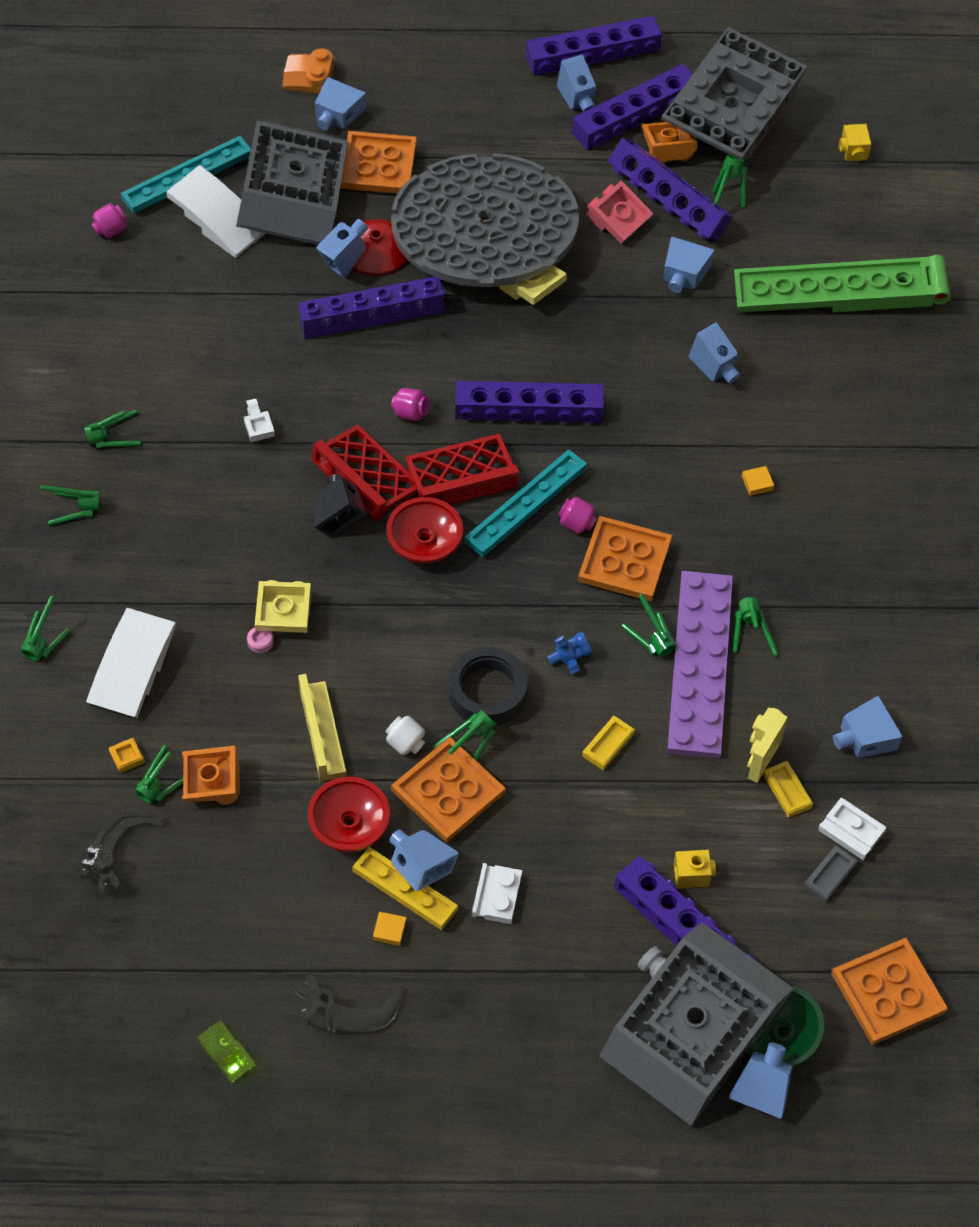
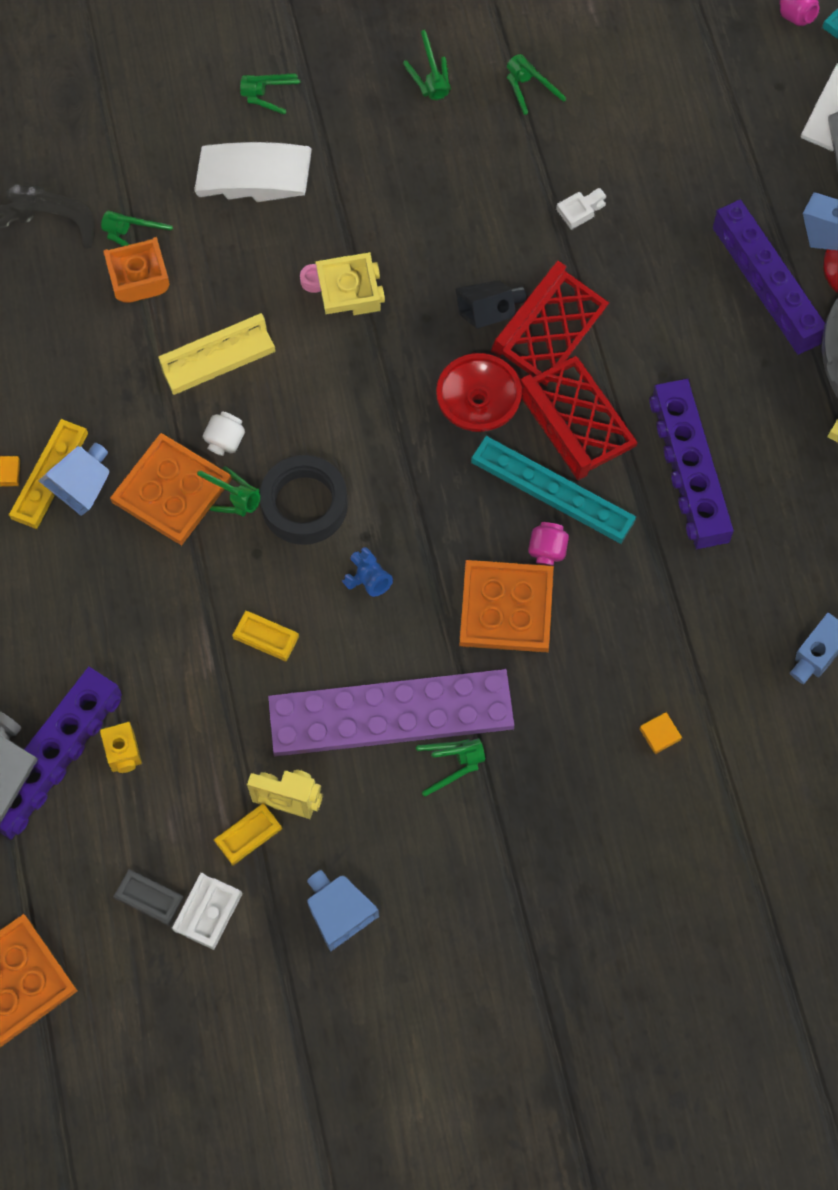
camera: 80 degrees right, 10 degrees up
(126, 755) = (153, 197): light orange tile -> none
(344, 801) = (109, 386): red dish -> none
(410, 404) = (648, 345): dark pink head -> none
(497, 893) = (62, 562): white plate -> none
(662, 641) = (403, 662): green plant -> none

